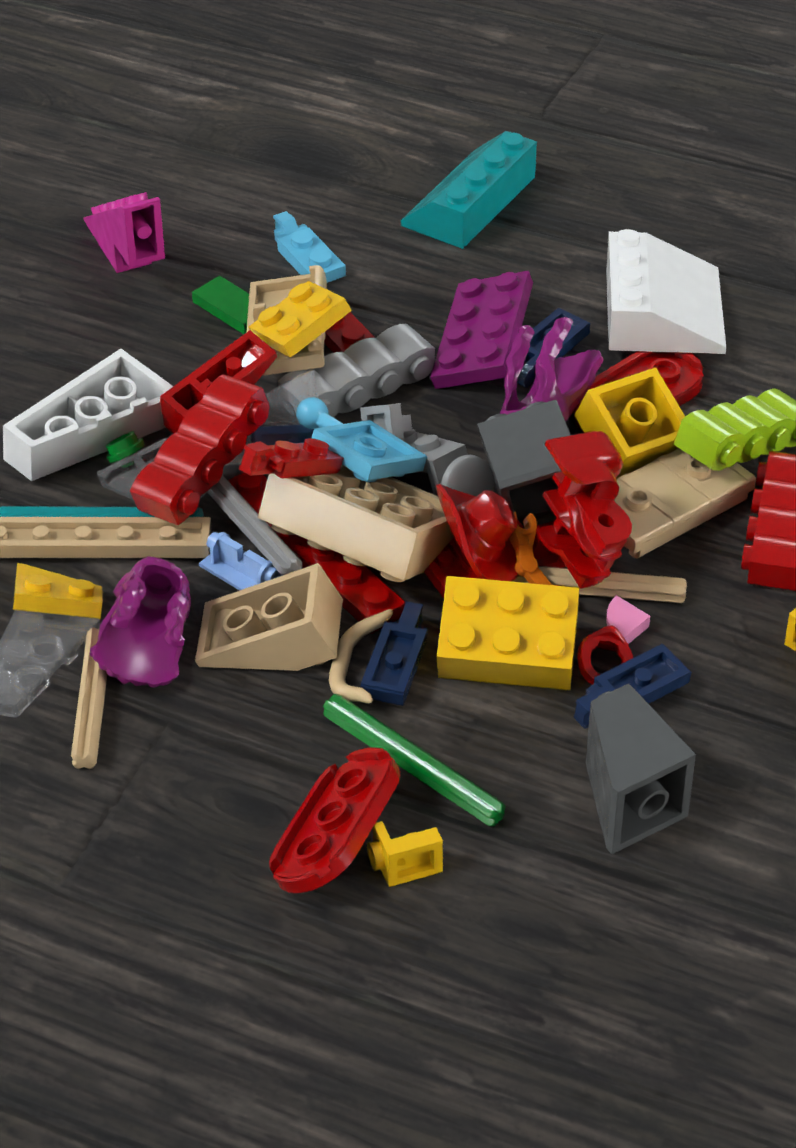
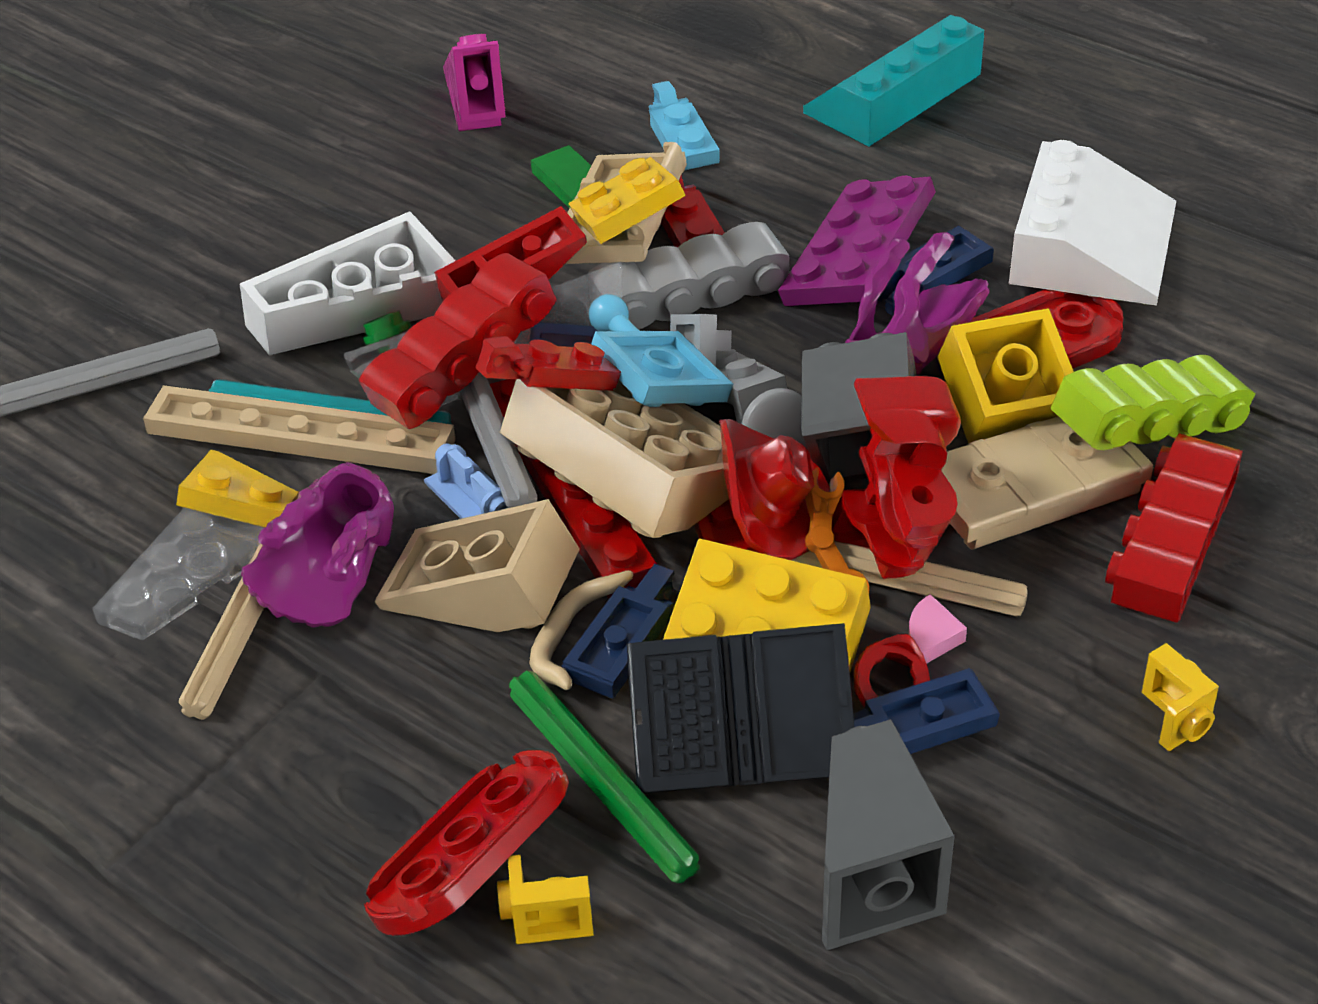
camera: 15 degrees right, 0 degrees up
(507, 695) = (738, 707): none -> black piece

